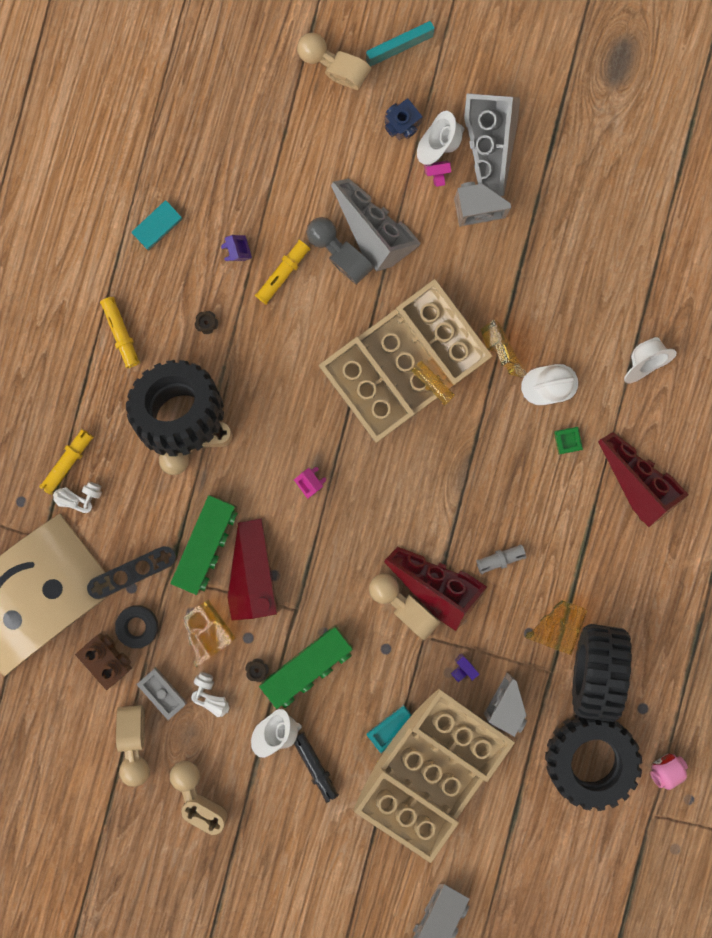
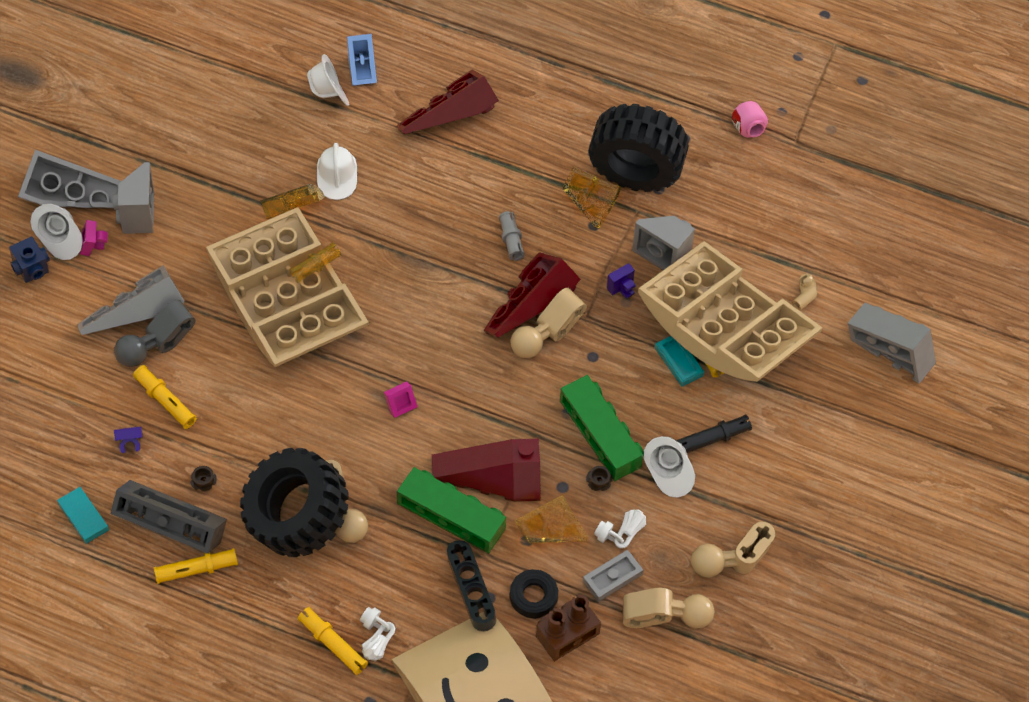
camera: 90 degrees left, 30 degrees down
(158, 299) = (168, 516): none -> dark grey brick
(483, 841) = (808, 292): none -> tan arm
(568, 440) = (398, 164): green tile -> none
(614, 784) = (735, 152): black tyre -> none
(679, 387) = (361, 59): none -> light blue slope

